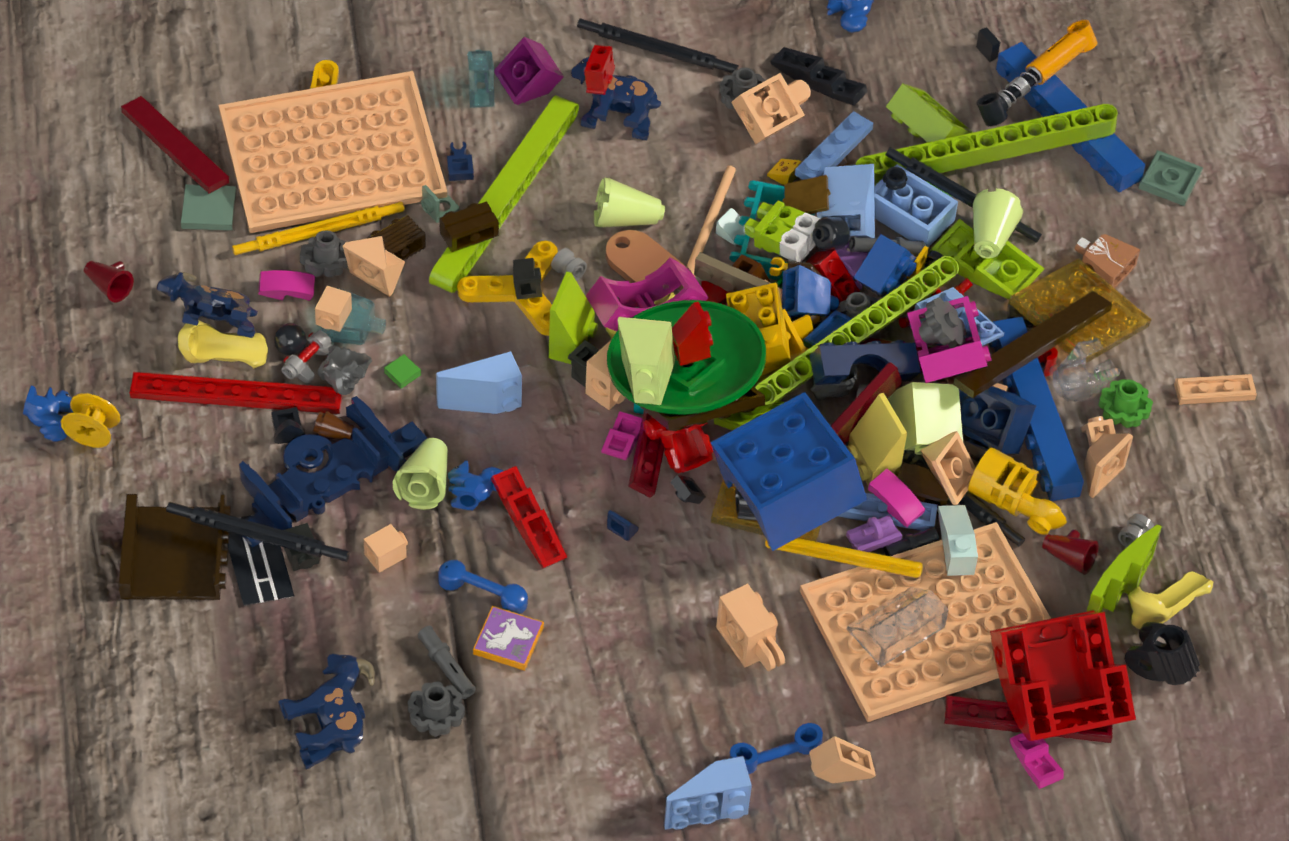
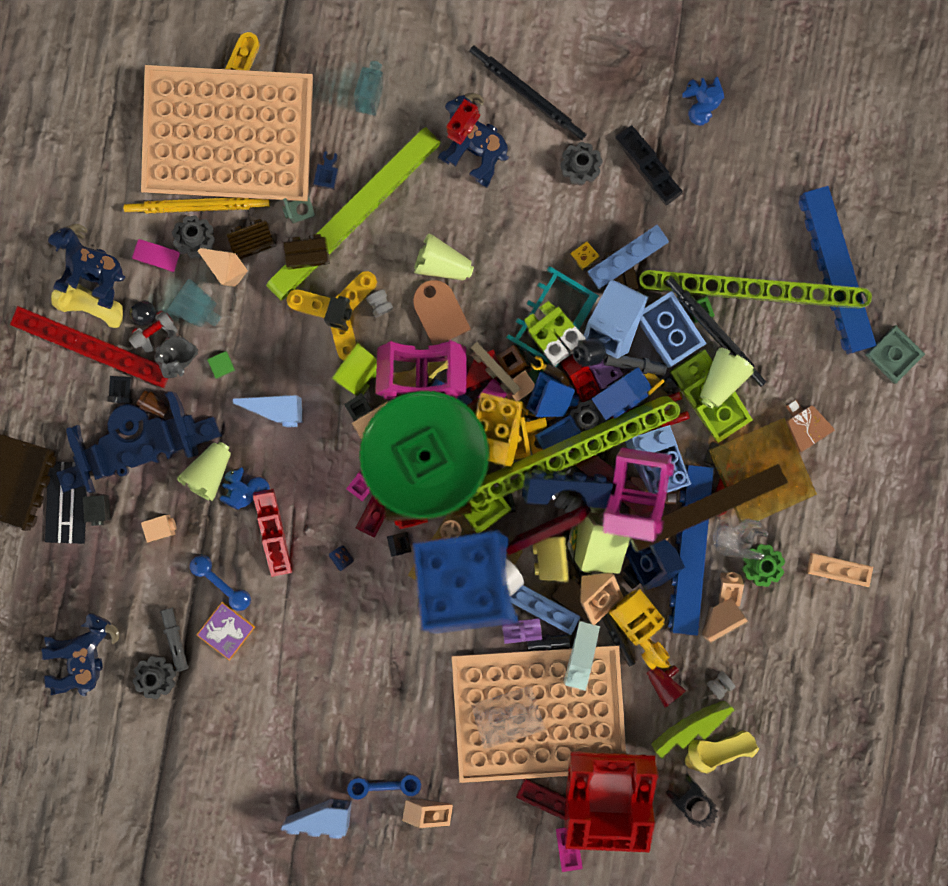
camera: 20 degrees right, 35 degrees up
(111, 280) = (20, 213): dark red piece -> none
(175, 144) = (106, 86): dark red tile -> none
(208, 210) = (117, 157): sand green tile -> none
(258, 531) = (62, 496): black axle -> none
(333, 308) = (175, 306): light nougat brick -> none
(528, 72) = (411, 92): magenta slope -> none
(647, 357) = (383, 465): yellowish green slope -> none
(692, 336) = (428, 450): red slope -> none
(711, 217) = (471, 337): light nougat bar -> none
(729, 226) = (519, 301): light aqua slope -> none
(749, 628) = (397, 689): light nougat brick -> none
(772, 107) = (593, 195): light nougat brick -> none
(808, 195) = (585, 303): pearl gold piece -> none
(853, 557) = (508, 655): yellow axle -> none
(895, 178) = (668, 309): black plate -> none
(900, 500) = (549, 607): dark pink slope -> none
(924, 115) = (721, 239): lime slope -> none
(942, 325) = (637, 484): dark grey plant -> none
(988, 44) = (801, 174): black tile -> none
(1077, 40) = (874, 206): piece -> none

